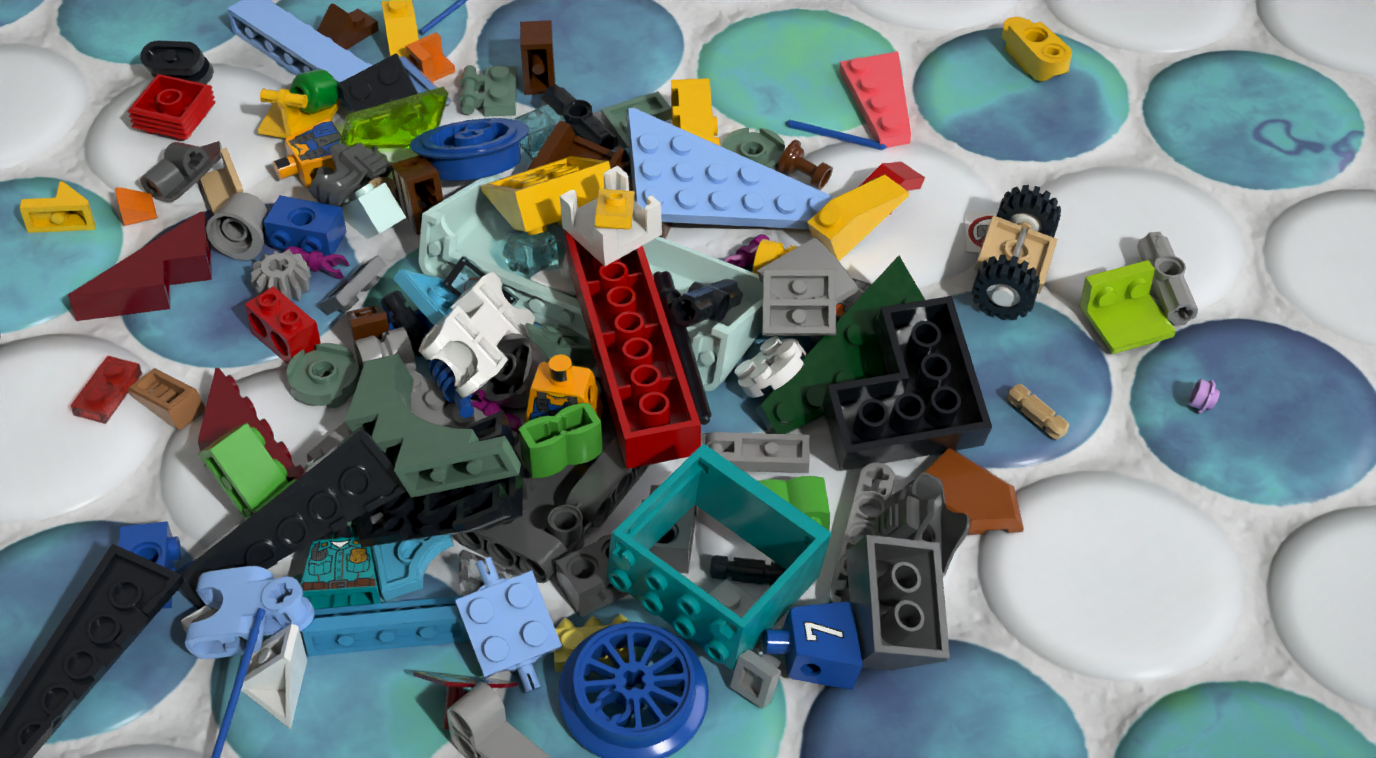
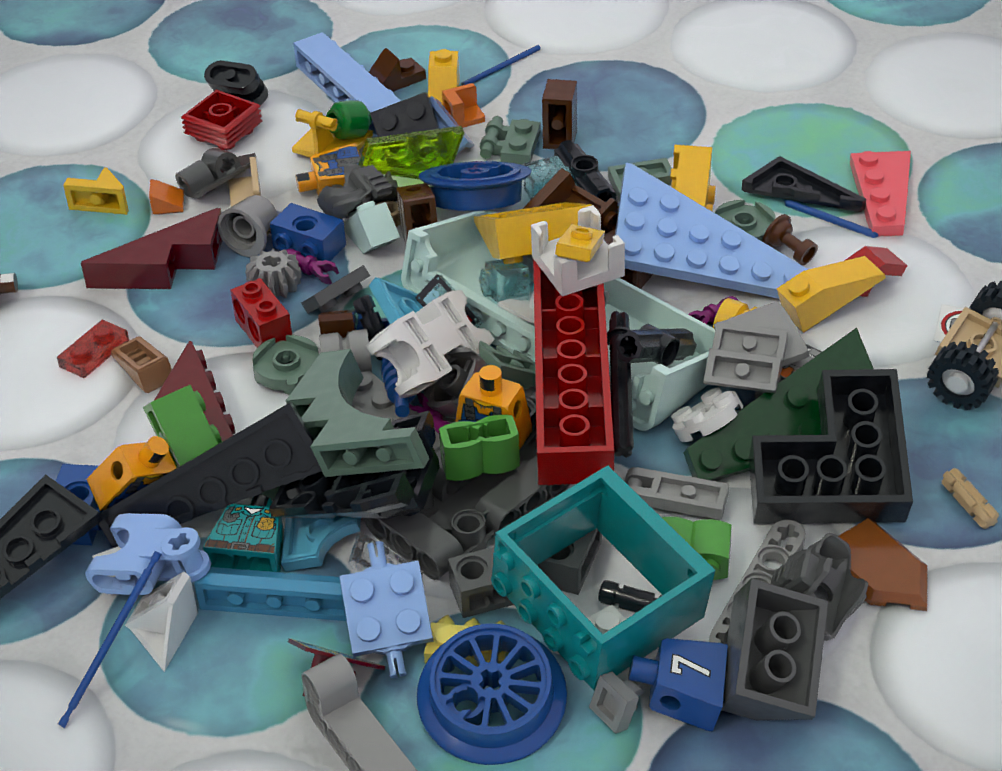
camera: 15 degrees right, 5 degrees down
(204, 517) = (129, 470): none -> light orange torso
(790, 101) = (792, 182): none -> black wing

